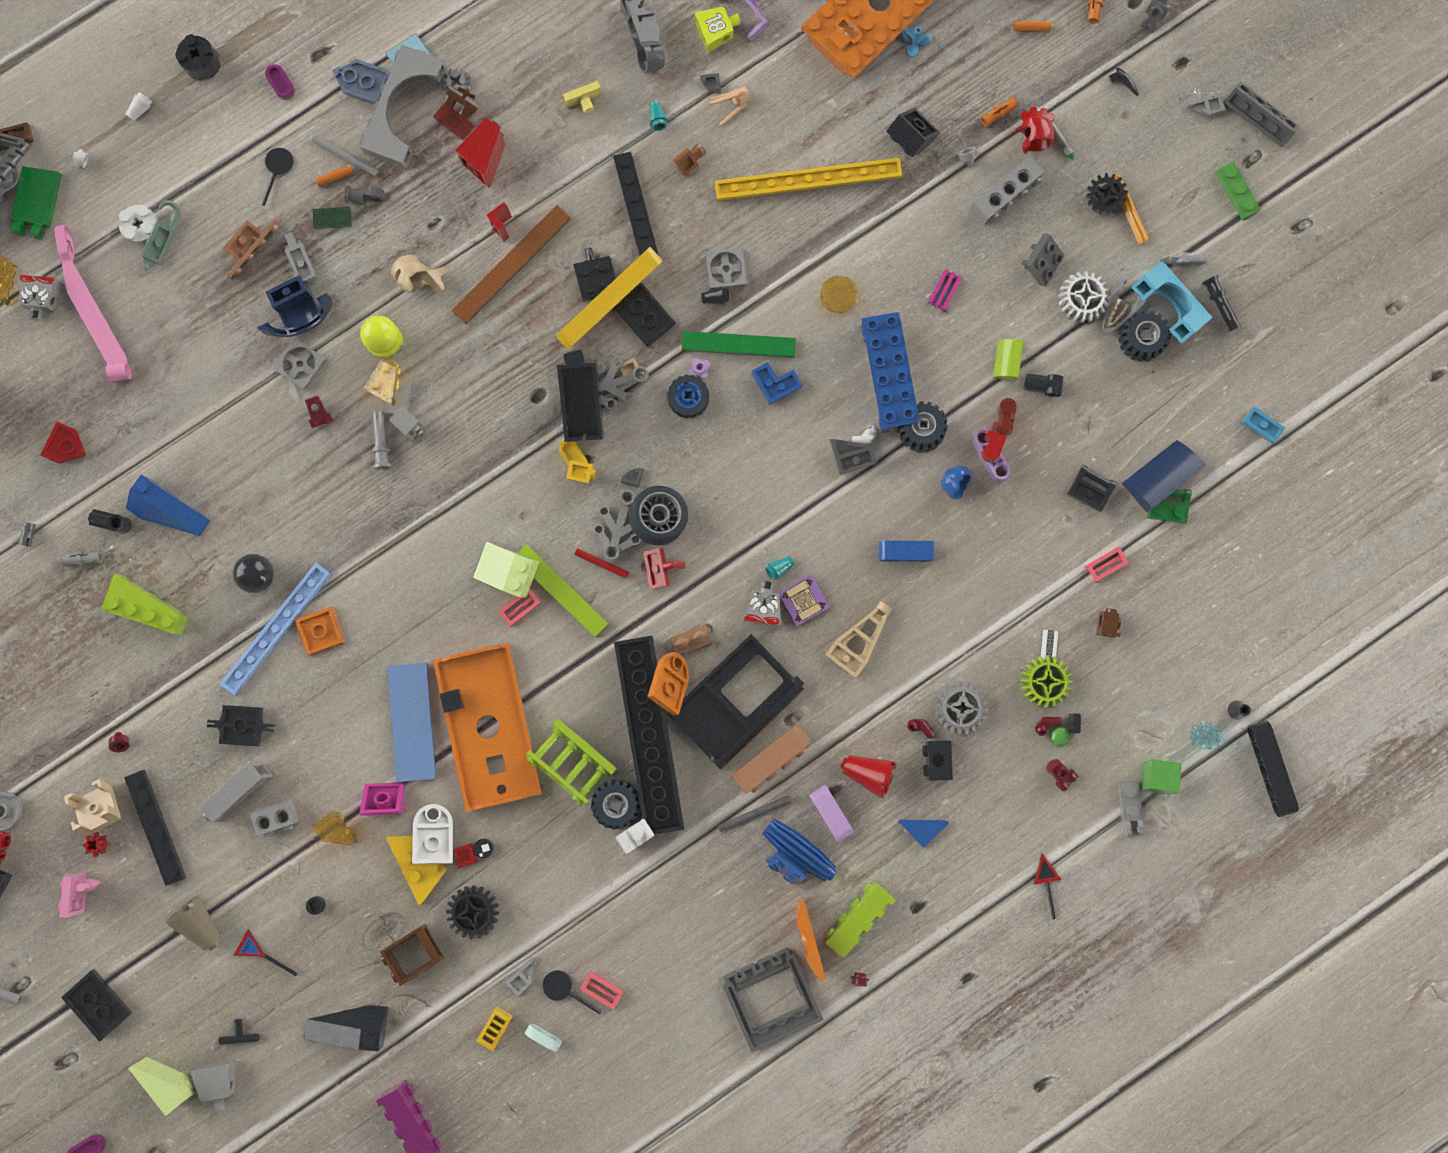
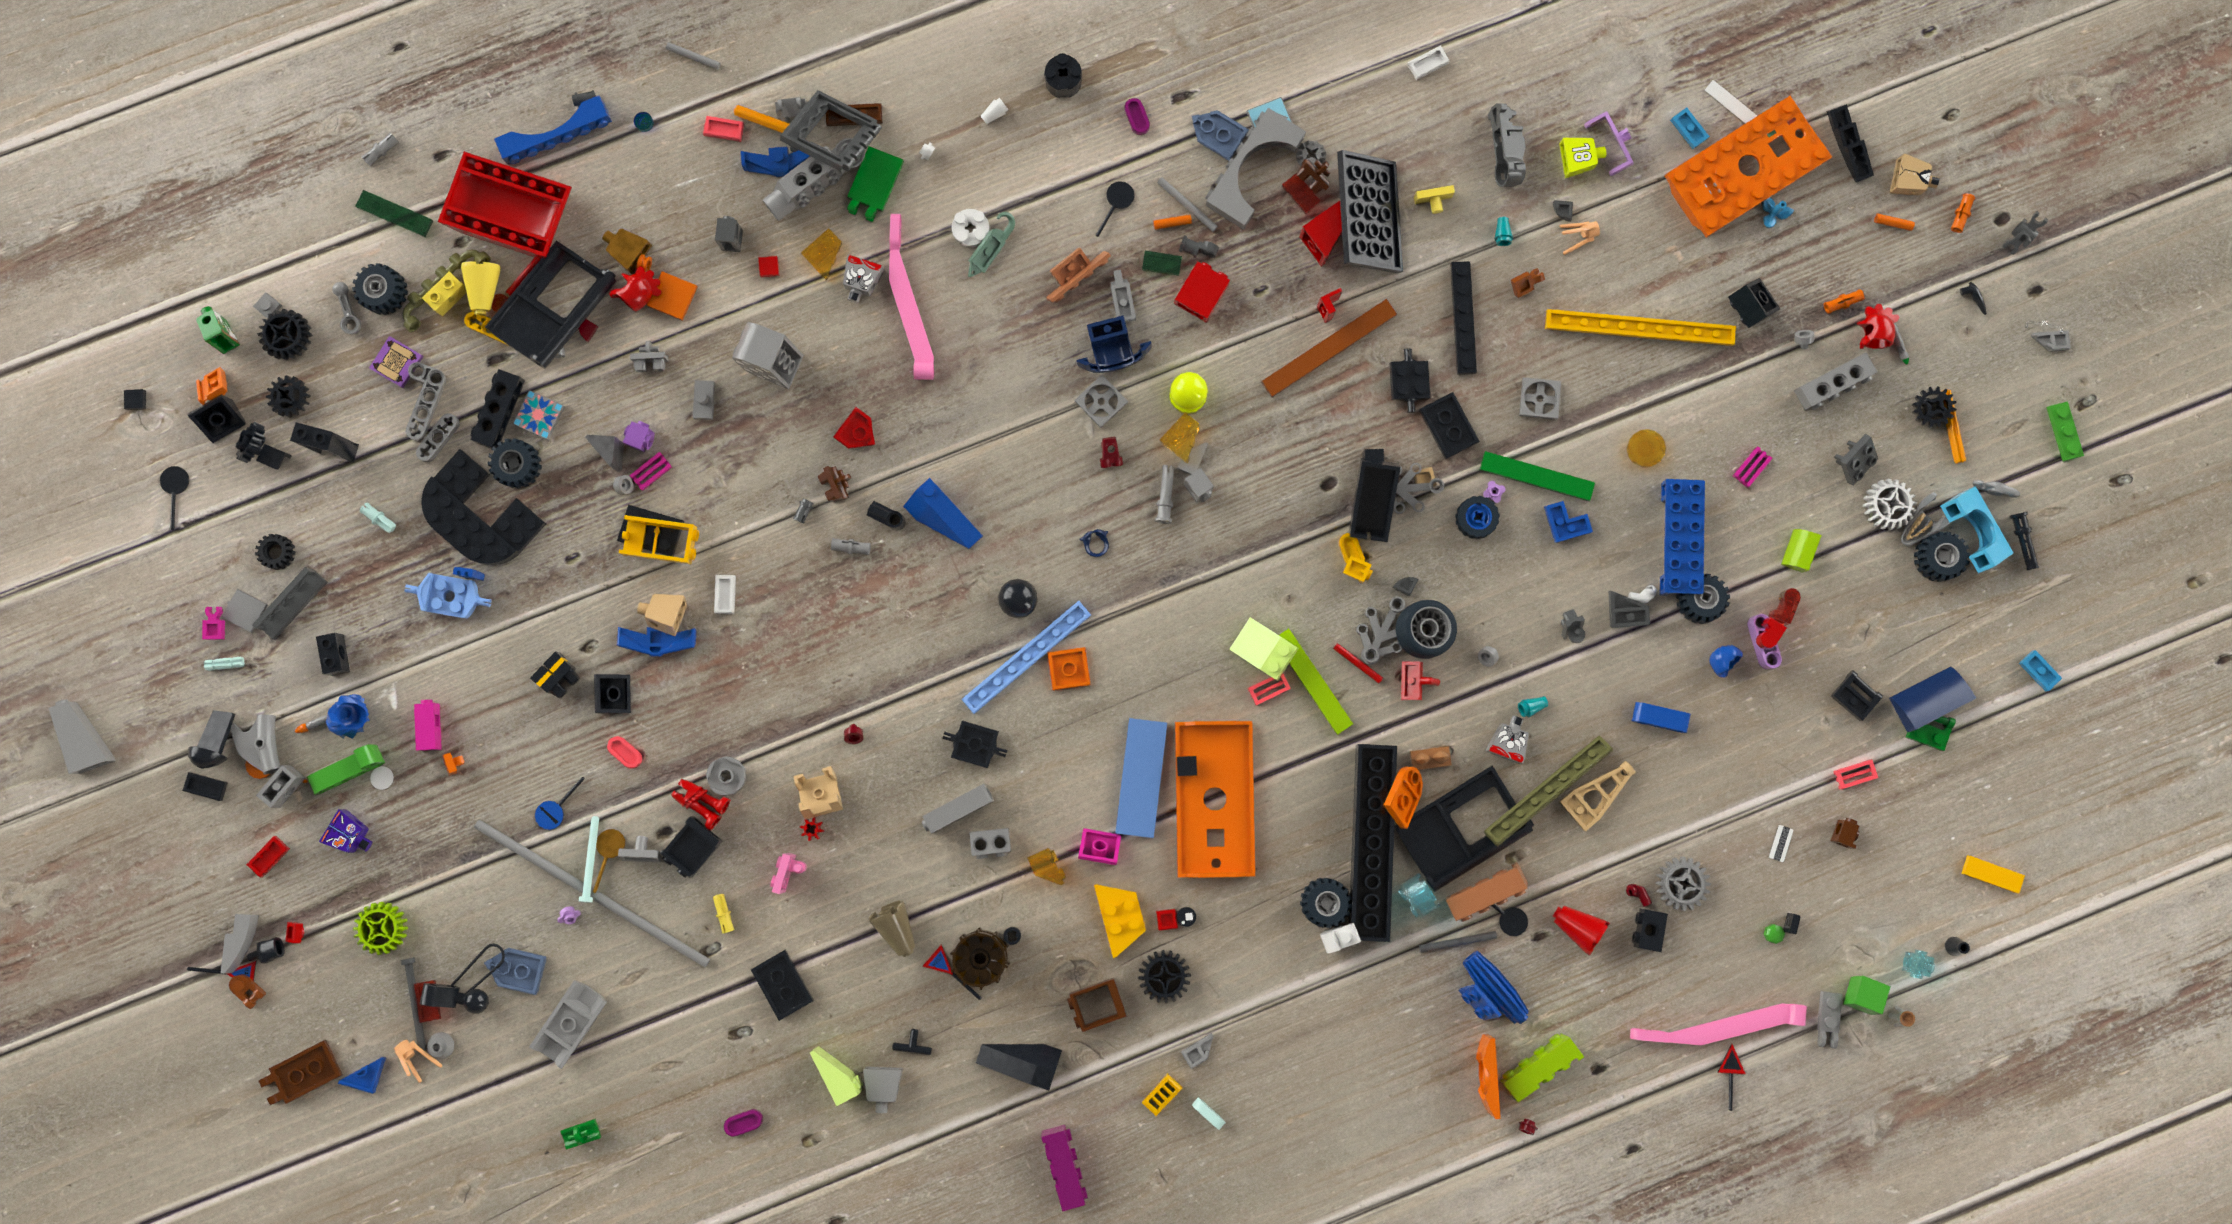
camera: 10 degrees right, 0 degrees up
(24, 947) = (723, 913): none -> light yellow axle
(53, 499) = (837, 481): none -> reddish brown hips
(137, 604) = (897, 603): lime wedge -> none
(155, 827) = (871, 825): black plate -> none
(266, 938) = (969, 969): none -> dark brown piece
(313, 503) = (1087, 538): none -> dark blue piece
(375, 236) = (1202, 291): none -> red brick
(414, 275) = (1232, 338): tan piece -> none
(432, 838) = (1140, 895): white tile -> none
(519, 123) = (1370, 212): none -> black plate
(558, 986) = (1232, 1067): black piece -> none
(574, 743) = (1309, 849): lime fence -> none
(598, 997) = (1261, 1069): coral tile -> none
(608, 298) = (1420, 403): yellow beam -> none
(704, 778) = (1419, 896): none -> clear light blue brick
(716, 296) = (1526, 424): black cone -> none
(726, 528) = (1488, 656): none -> light grey tile
(783, 1025) = (1444, 1154): dark grey hinge -> none
(801, 481) = (1573, 626): none -> dark grey hips
(803, 600) = (1549, 743): tile -> none
(803, 780) = (1512, 920): none -> black piece
(810, 647) = (1548, 790): none -> olive tile
(831, 813) = (1534, 959): lavender beam -> none
(923, 830) = (1620, 995): blue tile -> none
(1034, 838) = (1728, 1027): none -> bright pink piece
(1045, 723) = (1762, 917): dark red arm -> none
(1049, 384) = (1837, 584): black piece -> none
(1061, 774) = (1768, 970): dark red plate -> none
(1063, 681) = (1773, 868): lime gear -> none
(1203, 791) = (1904, 1017): none -> piece
(1259, 632) = (1993, 874): none -> yellow tile
(1261, 114) = (2105, 360): dark grey fence -> none
(1272, 768) = (1977, 1011): black beam -> none

